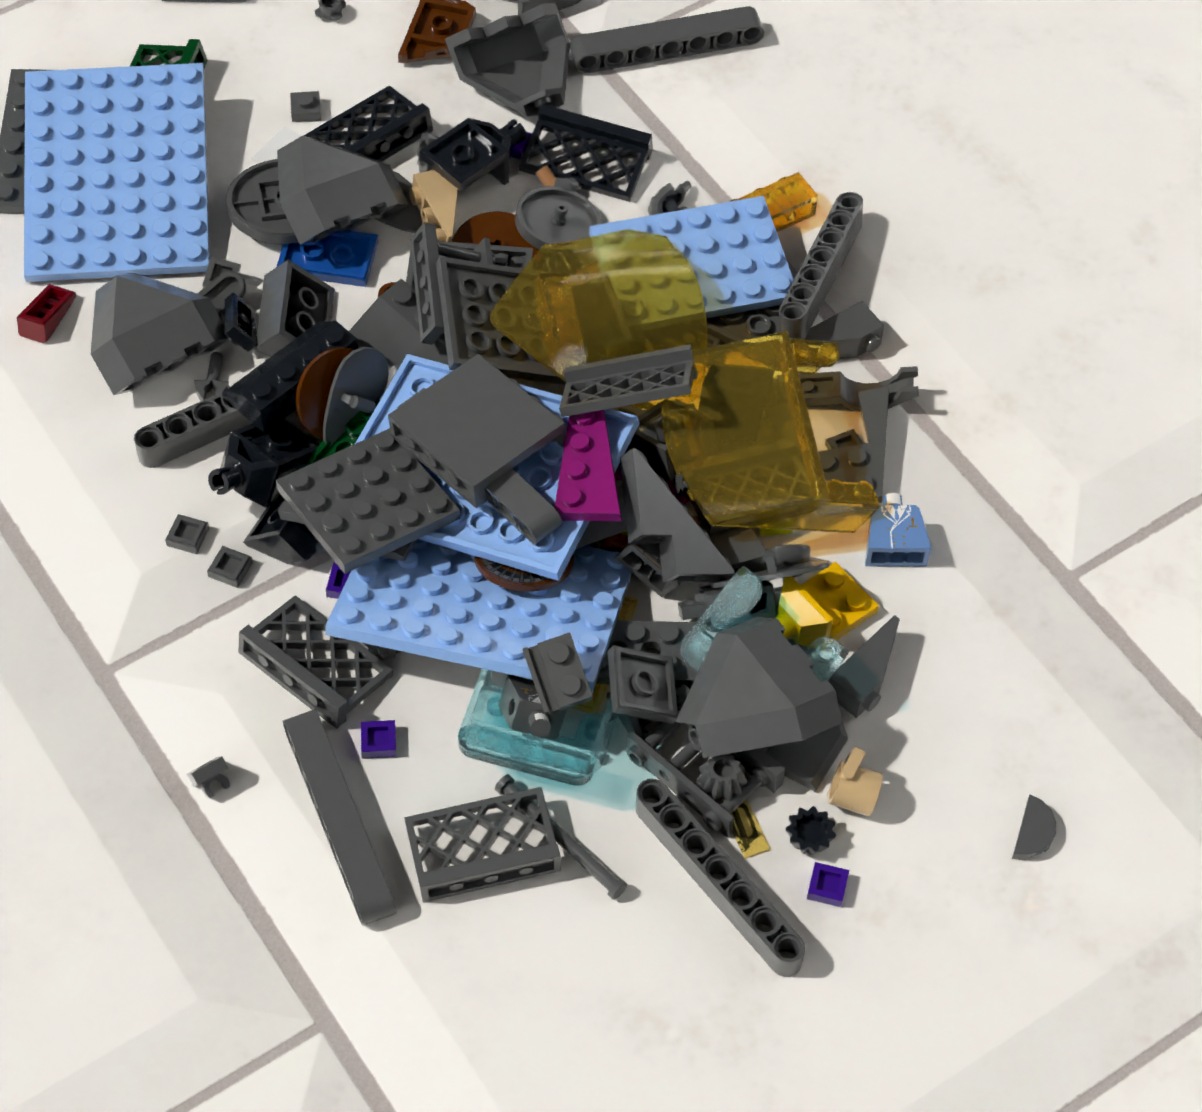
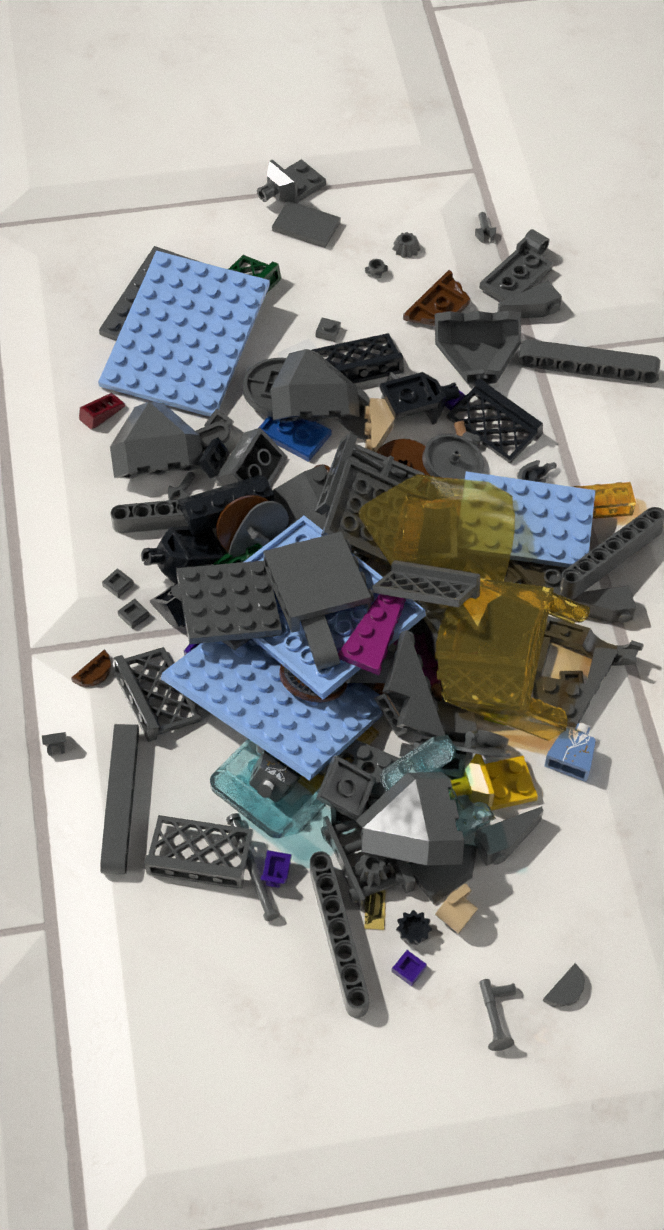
camera: 25 degrees right, 0 degrees up
(215, 662) = (94, 672): none -> reddish brown tile
(378, 739) = (170, 759): dark purple tile -> none
(557, 674) = (289, 760): dark grey plate -> none
(595, 825) = (276, 868): none -> dark purple bracket
(943, 875) = (500, 1041): none -> dark grey piece

